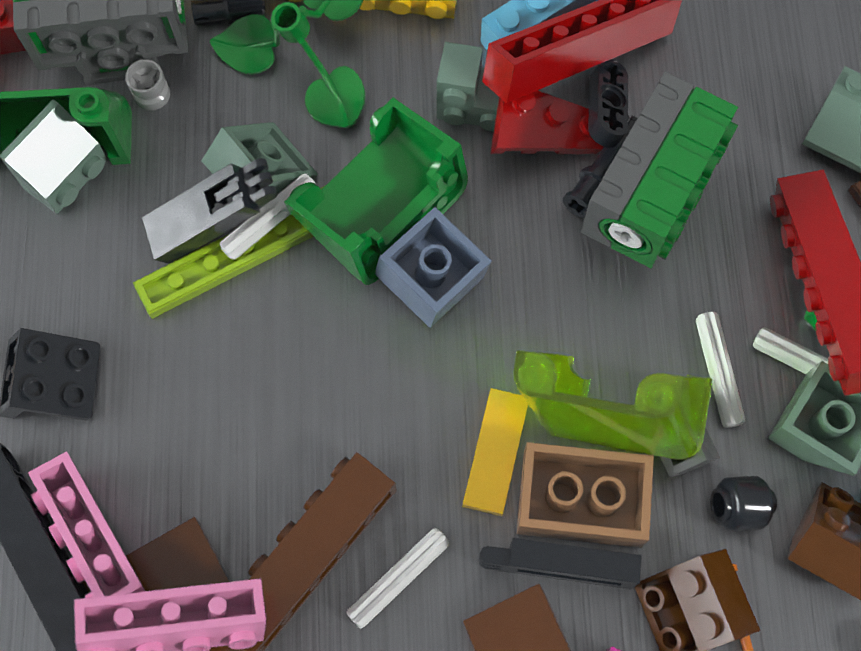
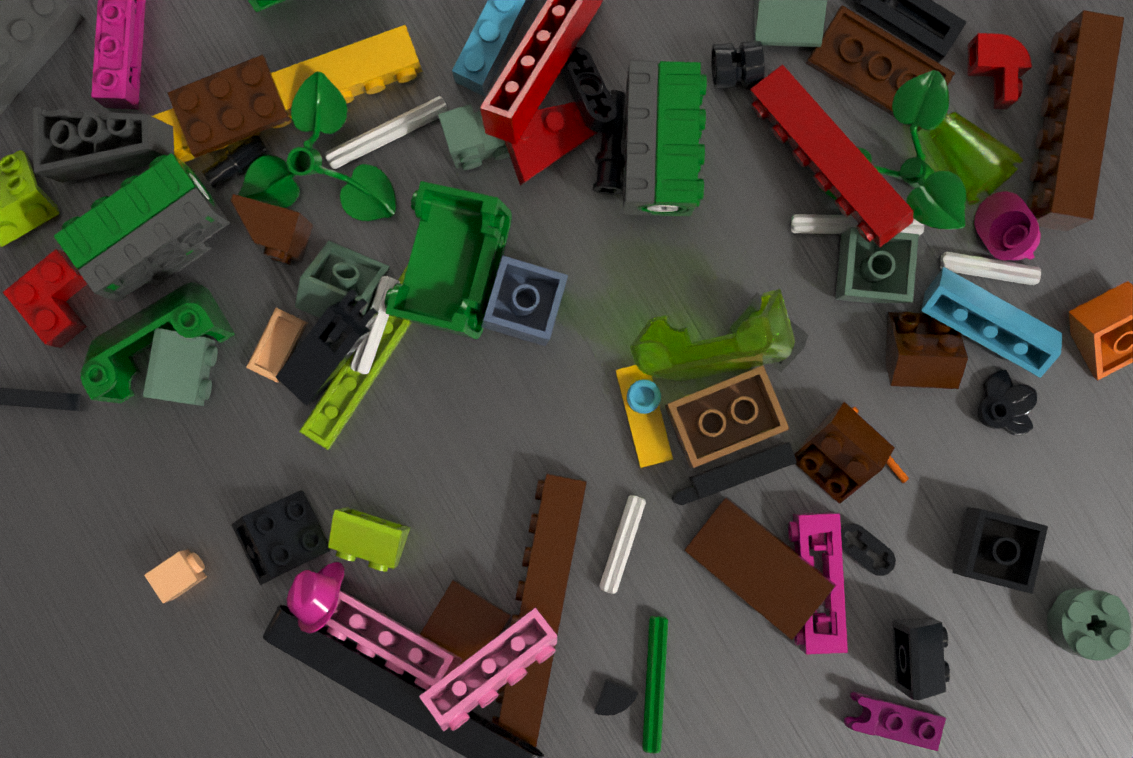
camera: 30 degrees left, 15 degrees up
(38, 445) = (315, 596): none -> dark pink piece
(132, 420) = (367, 538): none -> lime slope
(147, 84) = (206, 259): light grey wheel -> none
(160, 188) = (276, 344): none -> light nougat tile
(227, 77) = (274, 229): none -> reddish brown slope
(379, 52) = (386, 132): none -> white axle
(505, 429) = (643, 396): none -> medium azure tile
(720, 370) = (776, 264): white axle -> none
(743, 503) = (840, 360): black head -> none
(775, 152) = (749, 61): none -> black wheel

